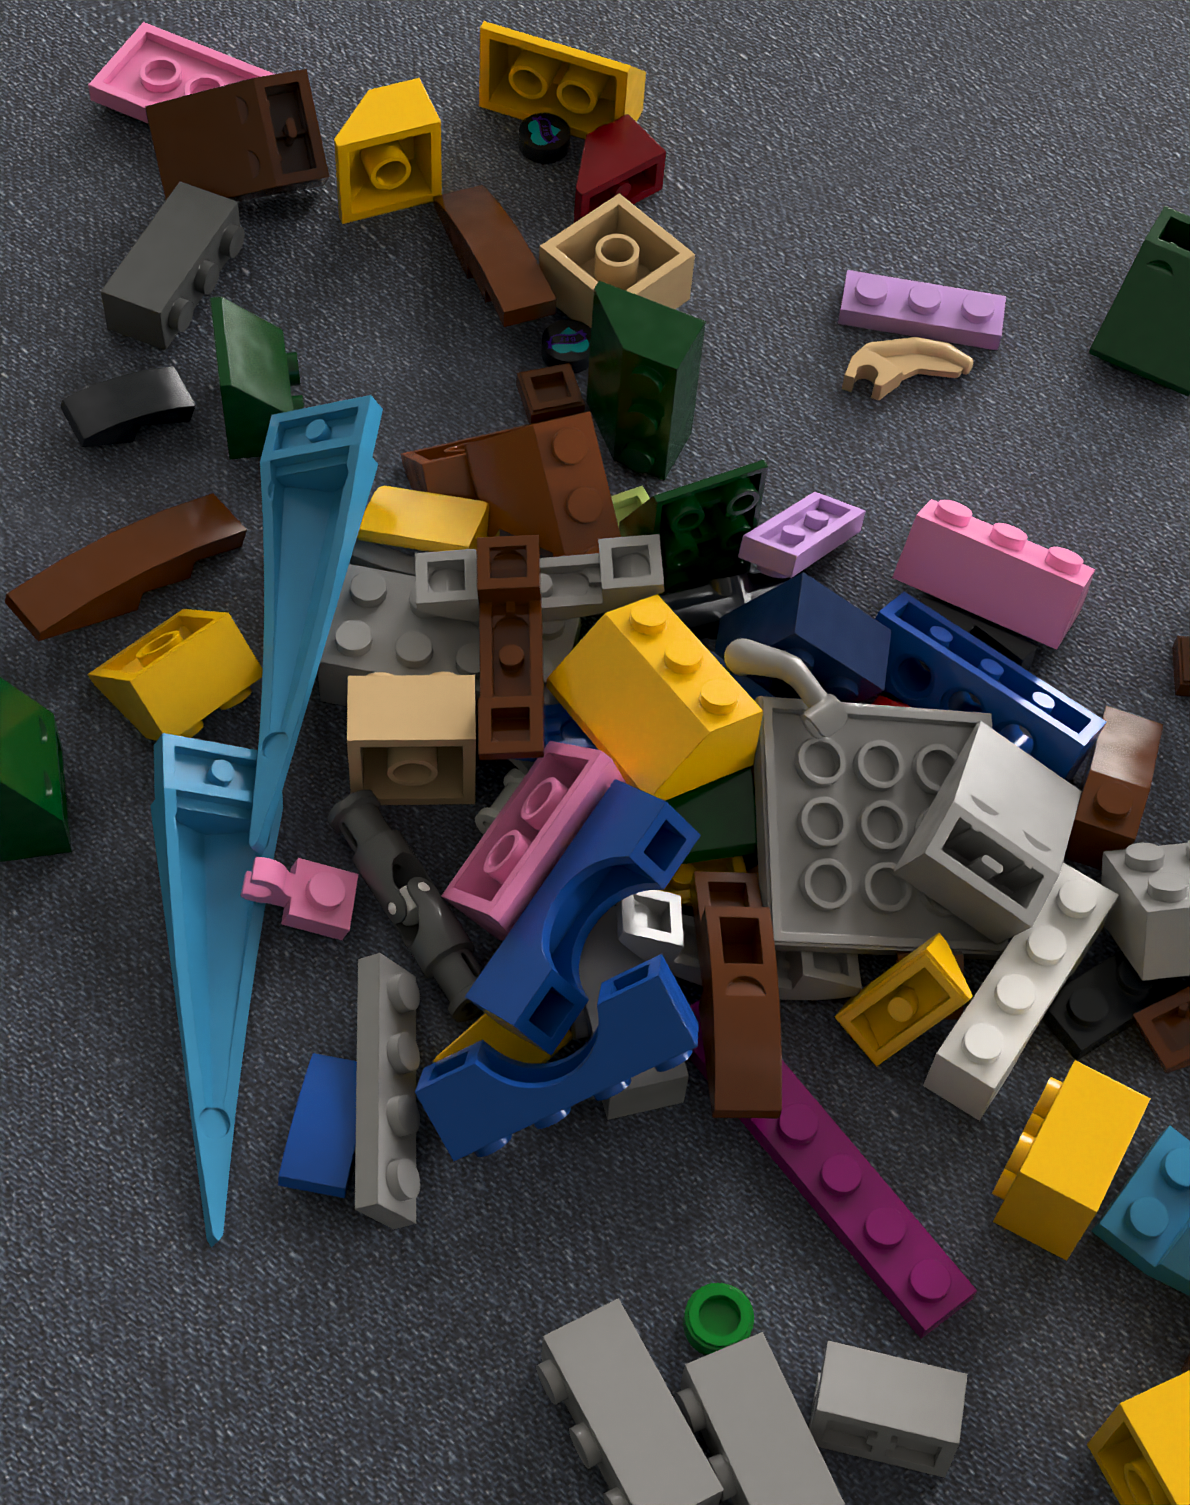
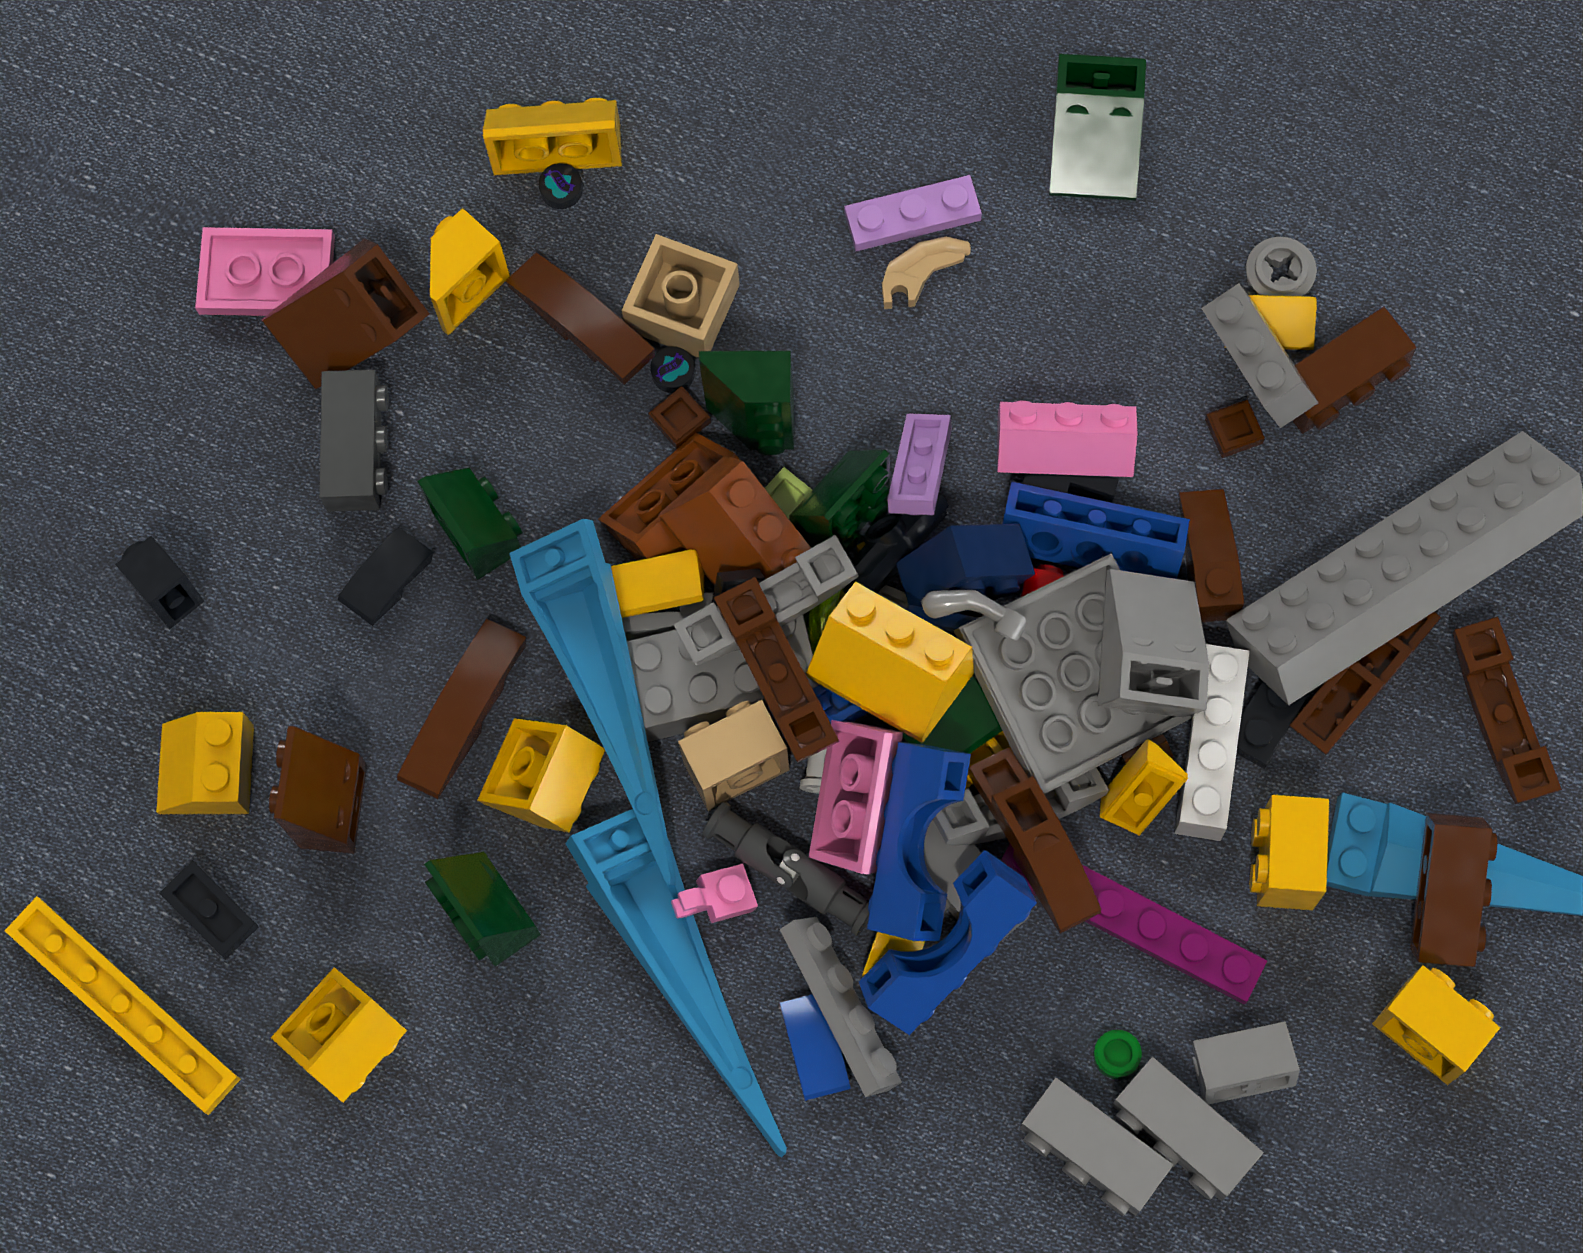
camera: 15 degrees left, 15 degrees up
(616, 161) = (631, 196): dark red slope -> none

